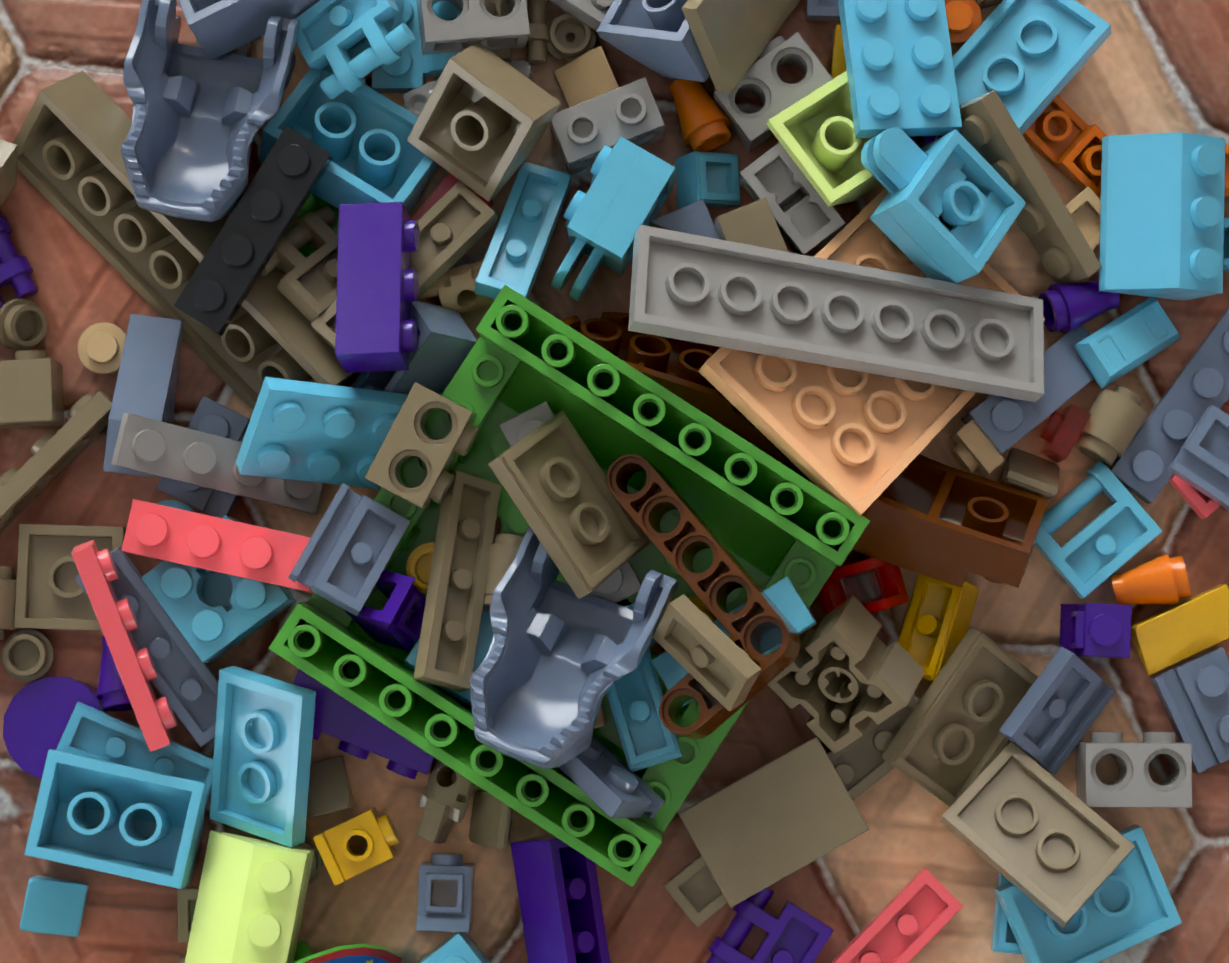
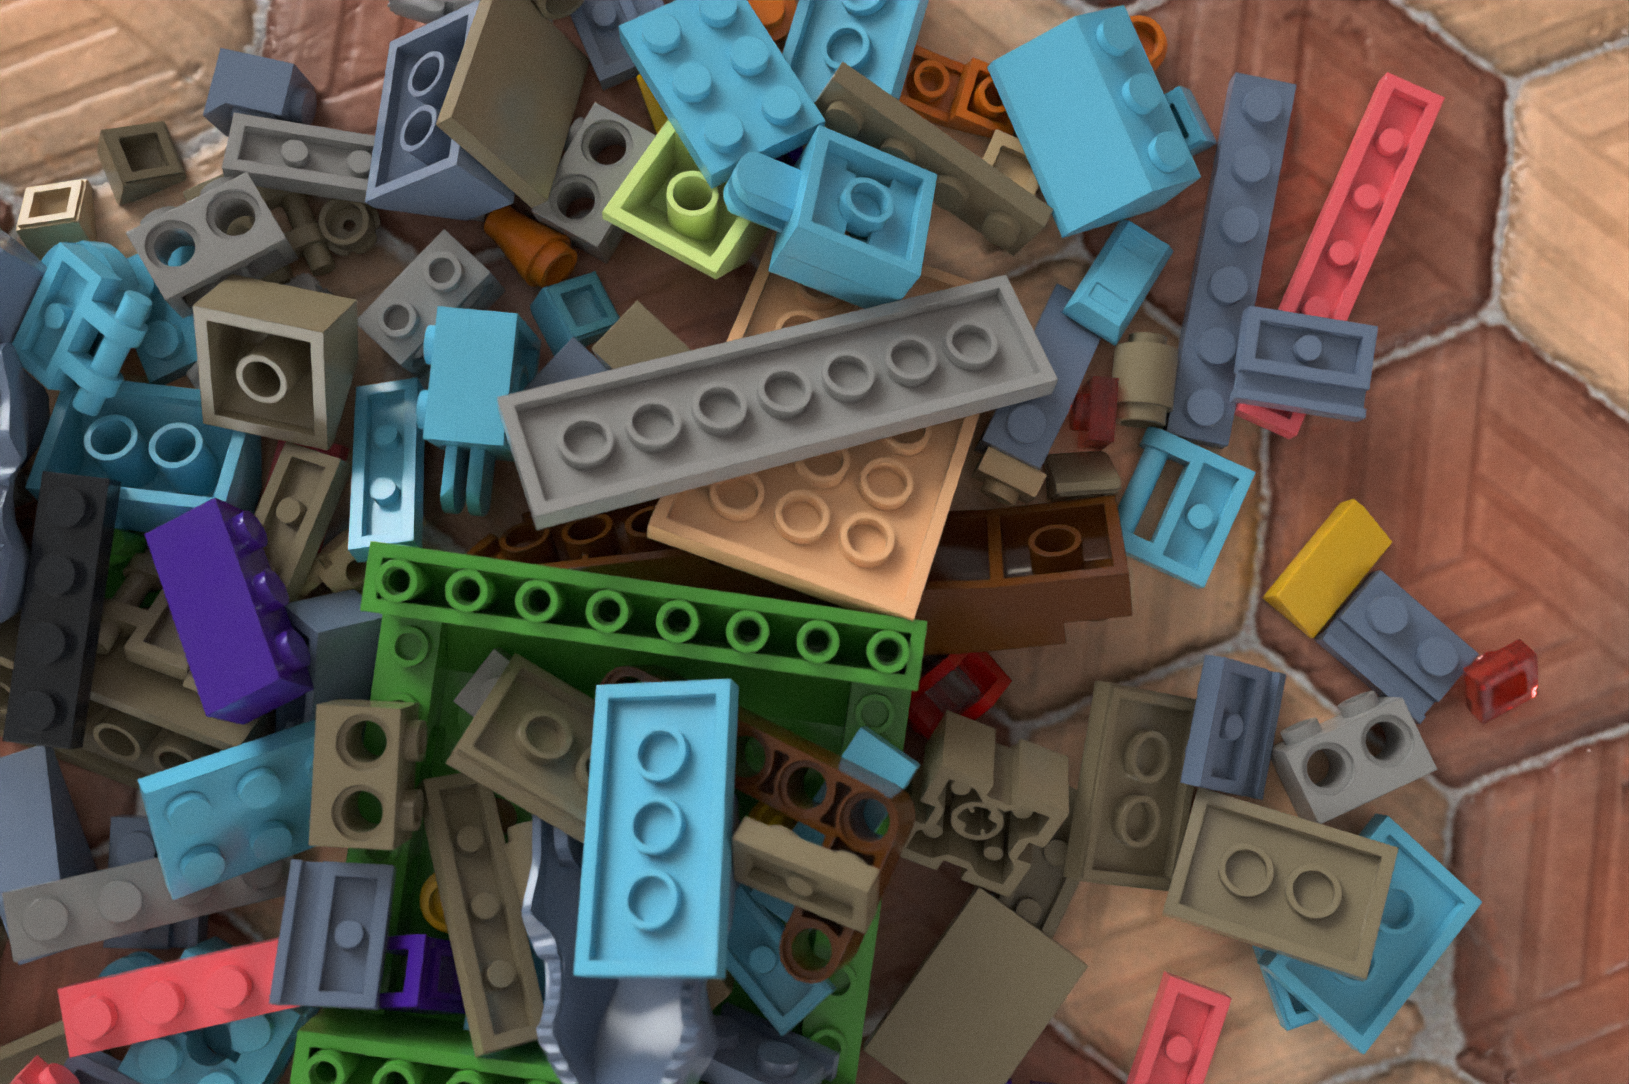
camera: 25 degrees left, 0 degrees up
(586, 77) = (383, 258): tan slope -> none
(619, 575) = (658, 831): none -> medium azure plate
(795, 204) = (674, 292): light grey brick -> none
(936, 622) = (1053, 694): yellow slope -> none
(1074, 304) = (1043, 265): dark purple cone -> none
(1096, 629) = (1235, 617): dark purple window -> none
(1154, 582) = (1271, 533): orange cone -> none

